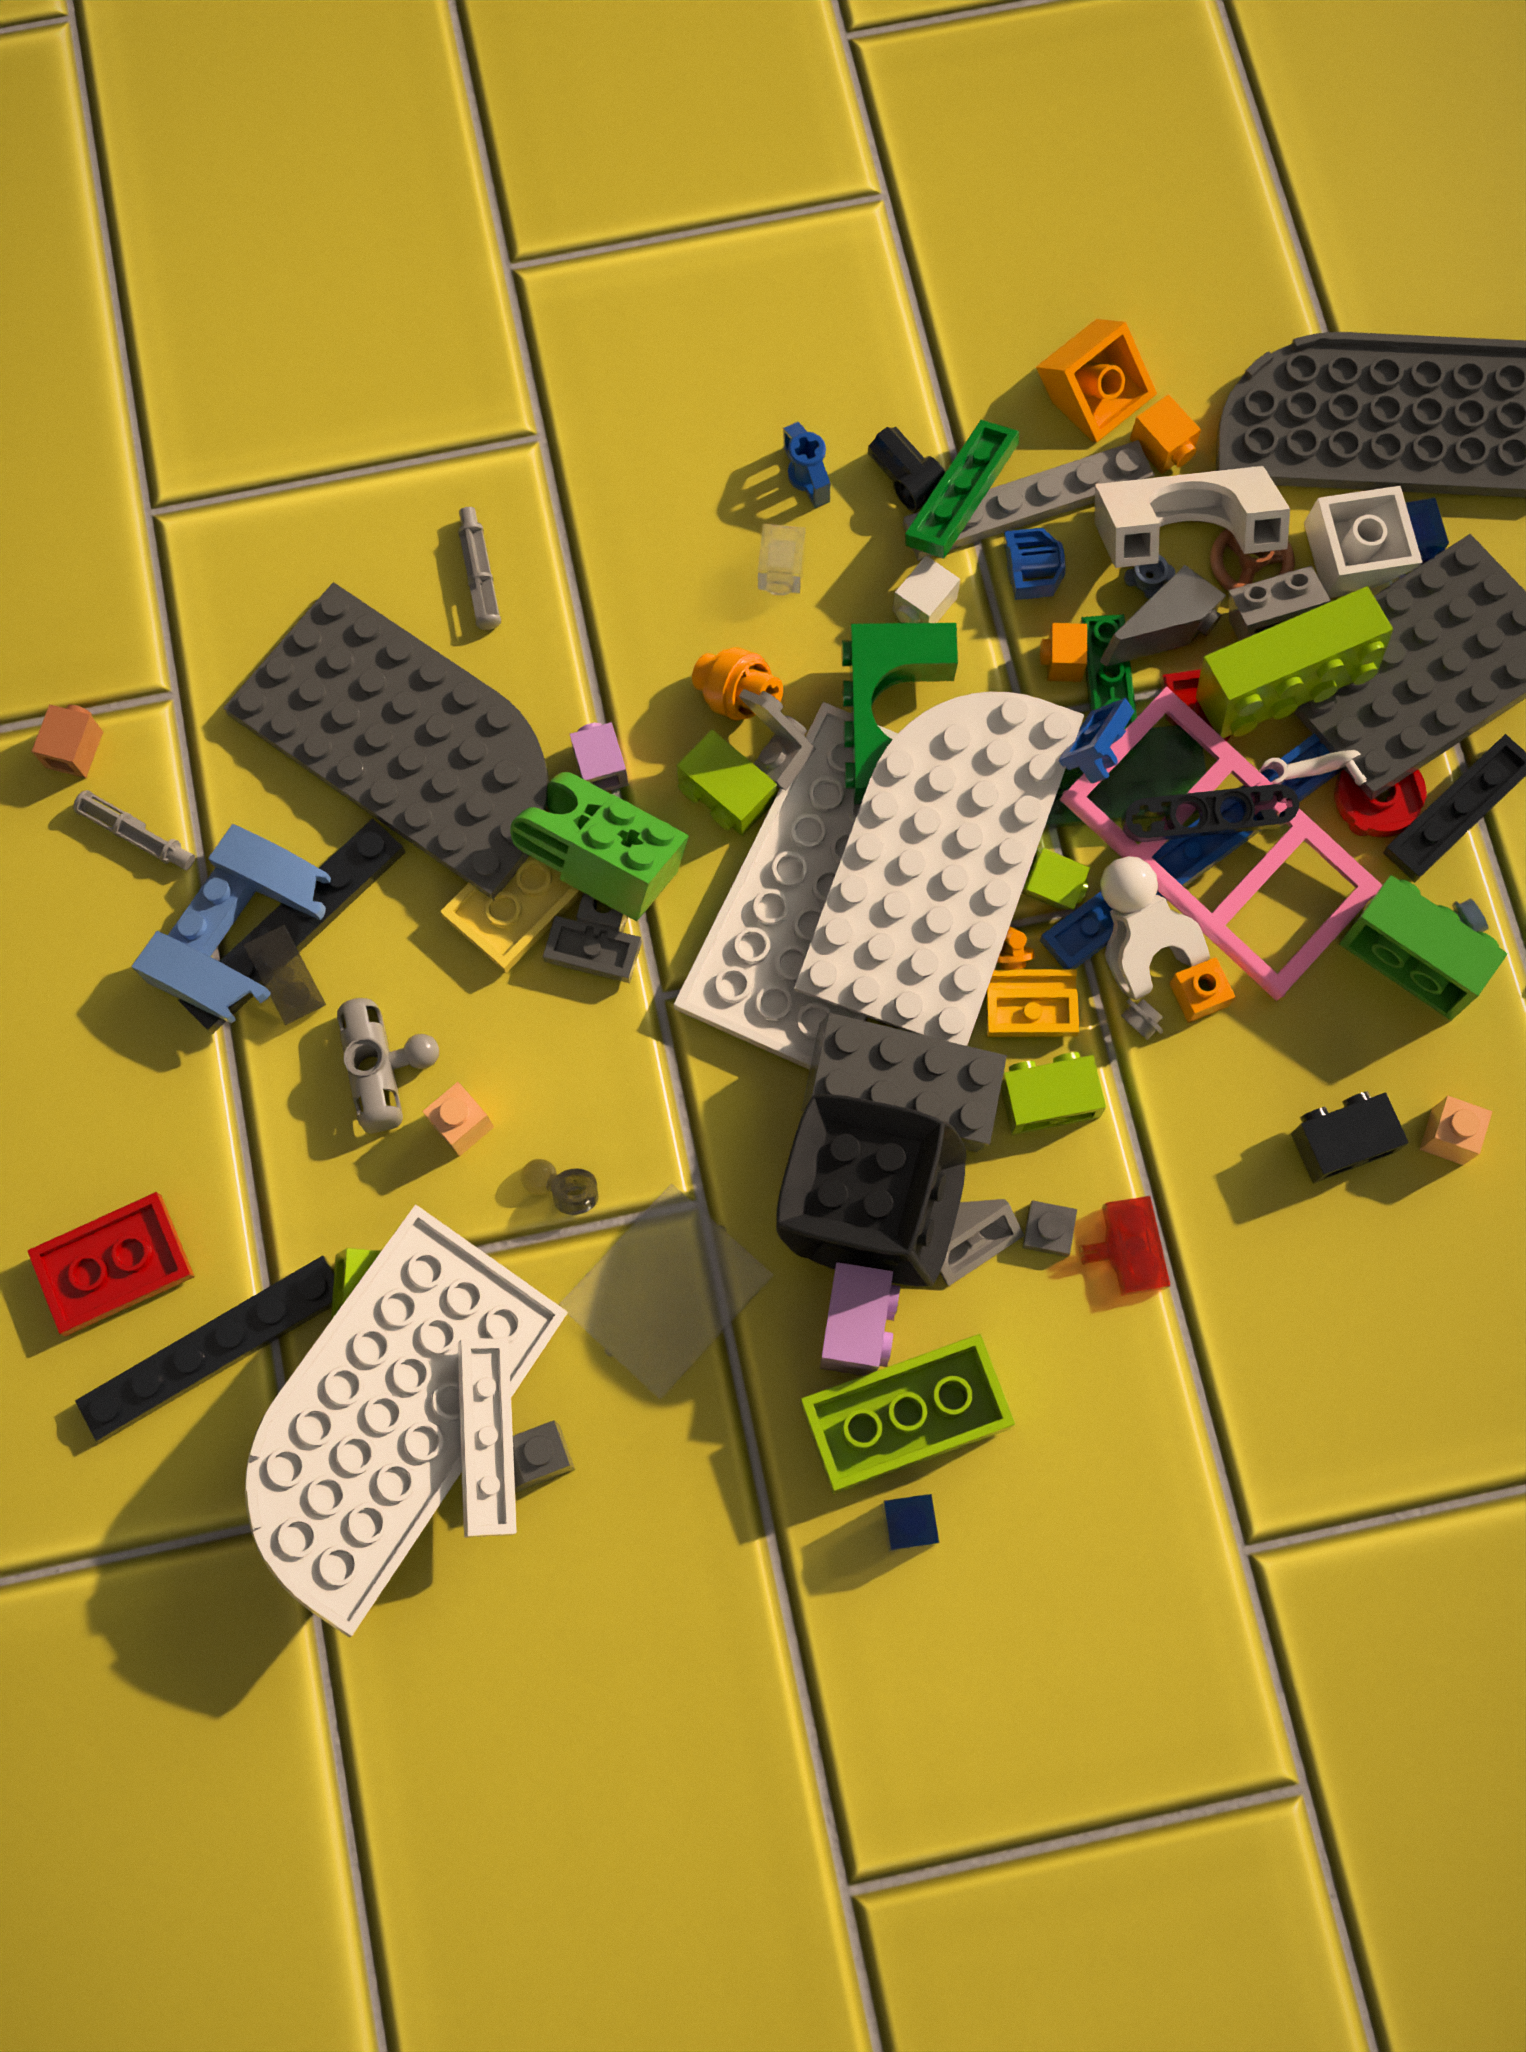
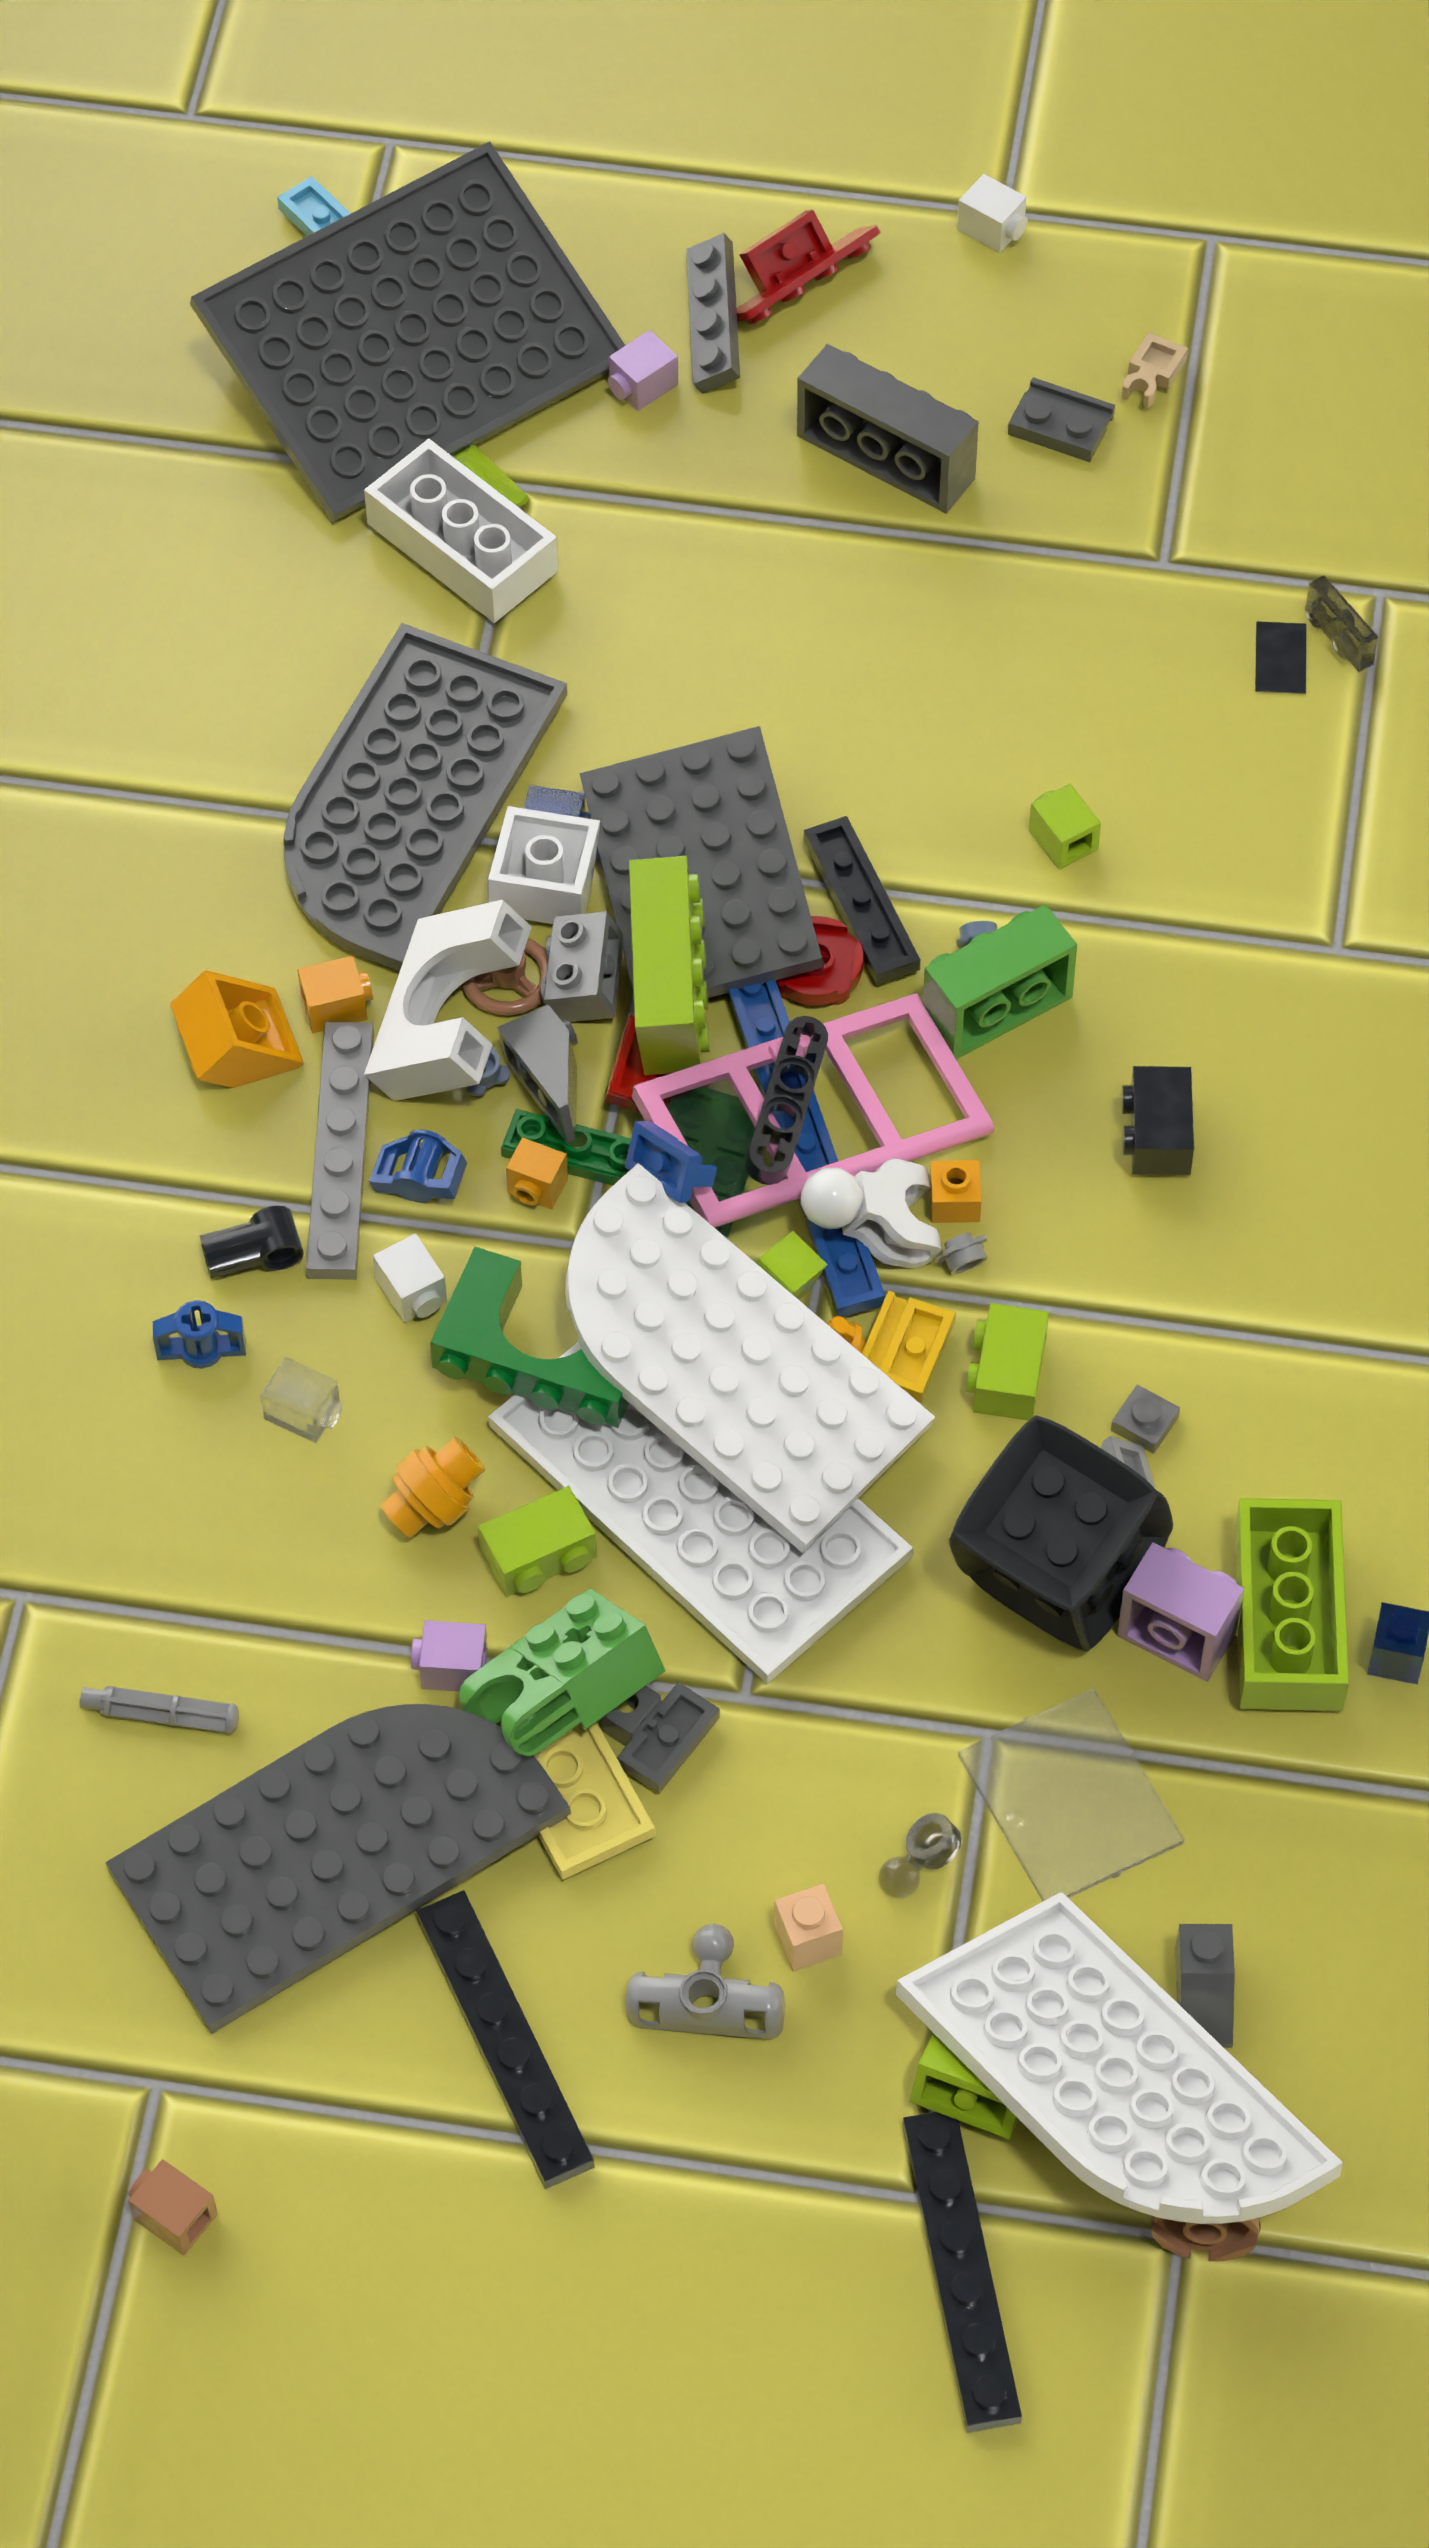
camera: 70 degrees left, 15 degrees down
(110, 1264) = (826, 2343): red plate -> none
(132, 830) = (312, 2174): light grey piece -> none
(183, 959) = (499, 2155): medium blue wedge -> none
(284, 974) = (566, 2054): clear smoke plate -> none
(486, 1438) = (1176, 1985): white plate -> none
(788, 748) = (524, 1460): light grey bracket -> none
(909, 1072) = (925, 1488): dark grey brick -> none
(962, 489) = (311, 1194): green plate -> none
(1131, 1246) = (1192, 1353): clear red plate -> none
(1315, 766) = (769, 997): white piece -> none
(1456, 1130) = (1189, 1030): light nougat brick -> none

